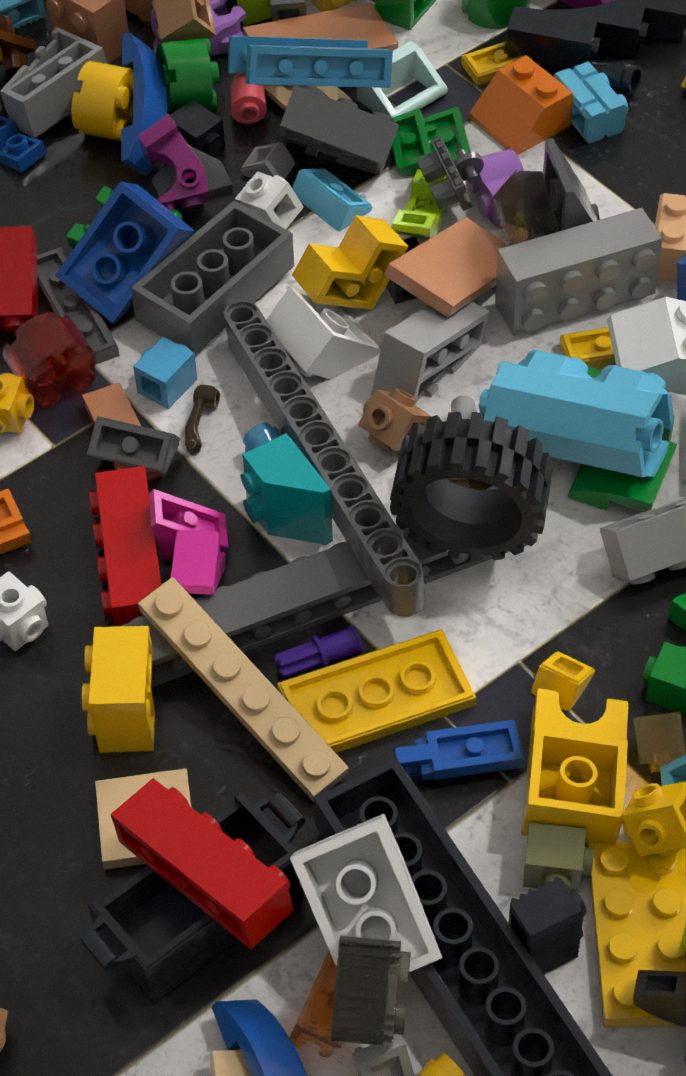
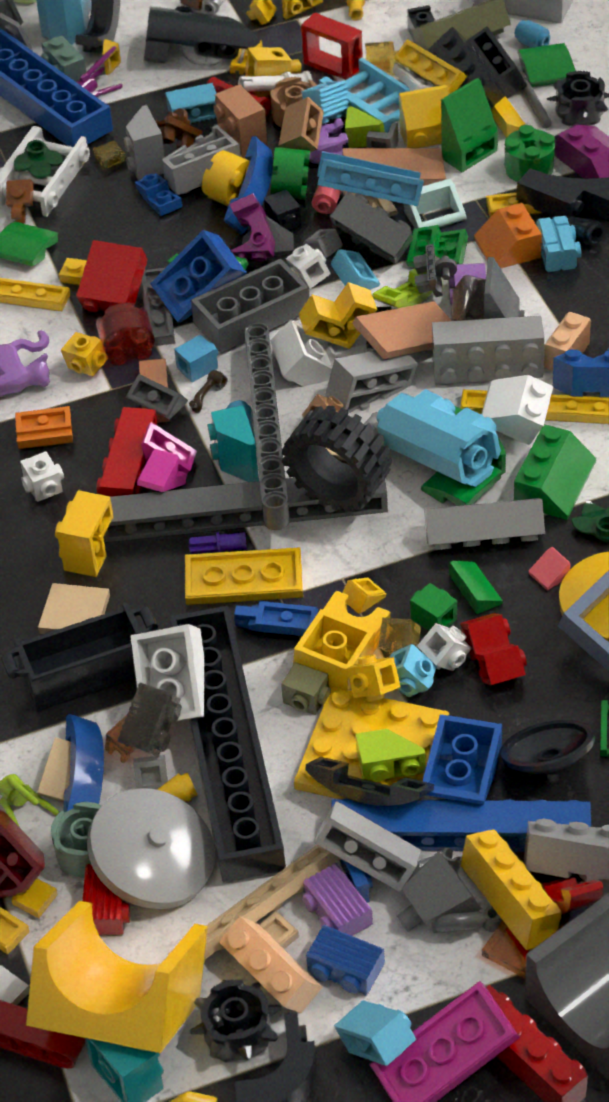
camera: 20 degrees right, 5 degrees down
(203, 862) = (85, 630): red brick -> none
(243, 689) = (157, 546): tan plate -> none
(549, 923) = (277, 720): black brick -> none

